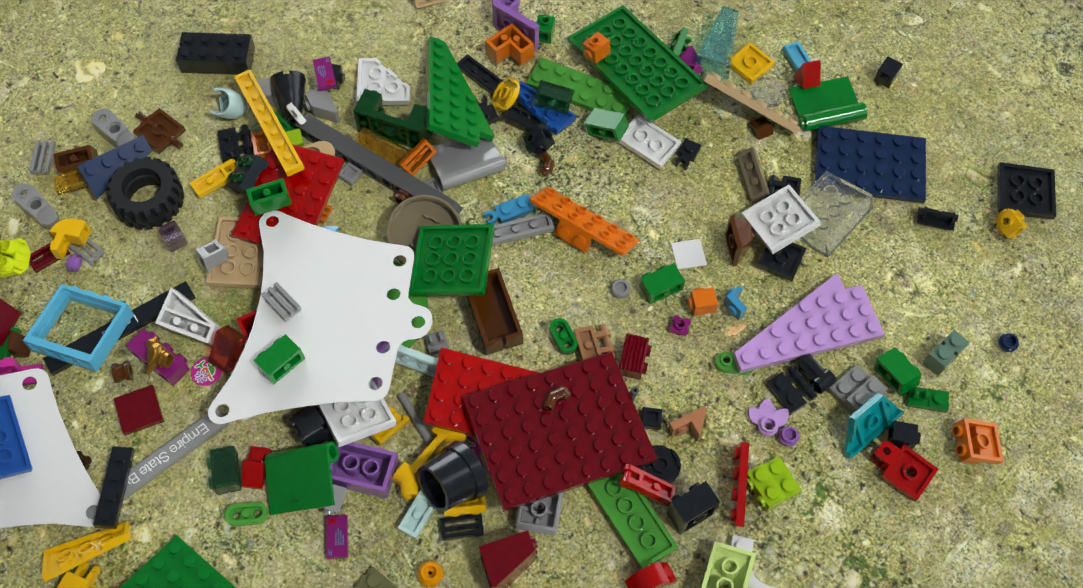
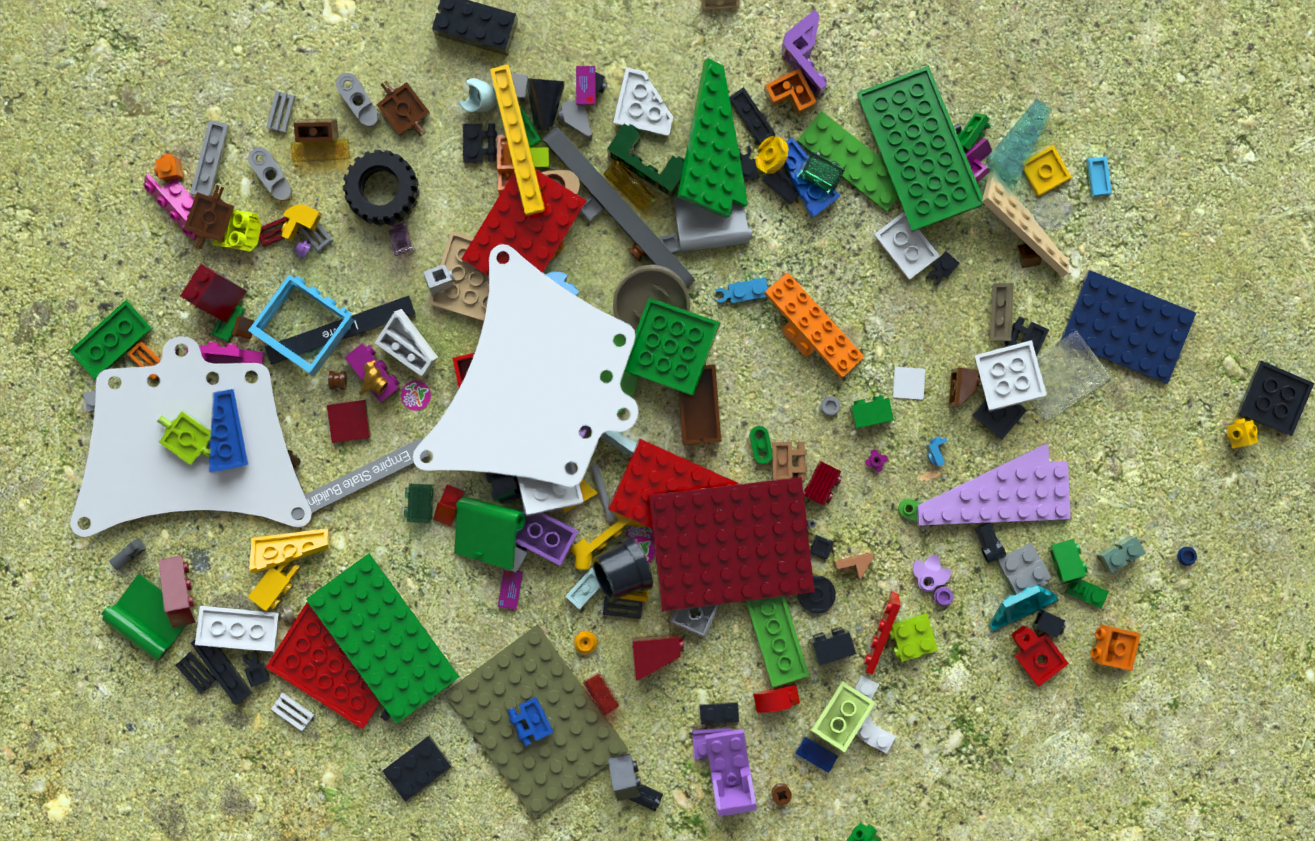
camera: 15 degrees right, 25 degrees up
(99, 169) = (343, 149): dark blue wing -> none
(114, 487) = (319, 496): black plate -> none
(213, 179) = (454, 182): yellow plate -> none
(226, 348) = (439, 386): clear red brick -> none
(246, 172) = (485, 192): black brick -> none
(247, 514) = (433, 550): bright green plate -> none
(269, 197) = (504, 235): green brick -> none
(272, 291) = (490, 342): light grey tile -> none
(279, 359) = (486, 422): green brick -> none
(295, 113) = (548, 131): white tile -> none
(408, 161) = (662, 210): orange tile -> none
(435, 342) = (641, 422): light grey tile -> none
(522, 228) = (745, 316): light grey plate -> none
(538, 140) = (792, 220): black brick -> none
(546, 28) = (835, 73): green brick -> none
(548, 164) = (795, 247): reddish brown arm -> none
(554, 395) = (736, 515): reddish brown arm -> none
(596, 48) = (881, 123): orange brick -> none
(606, 124) = (868, 217): green brick -> none
(647, 484) = (798, 614): red plate -> none
(702, 301) = (905, 441): orange brick -> none
(787, 394) = (956, 554): black plate -> none
(809, 74) = (1099, 209): red slope -> none
(827, 104) = (1108, 244): green door -> none
(888, 72) = (1188, 222): black brick -> none
(936, 218) = (1171, 406): black hinge -> none

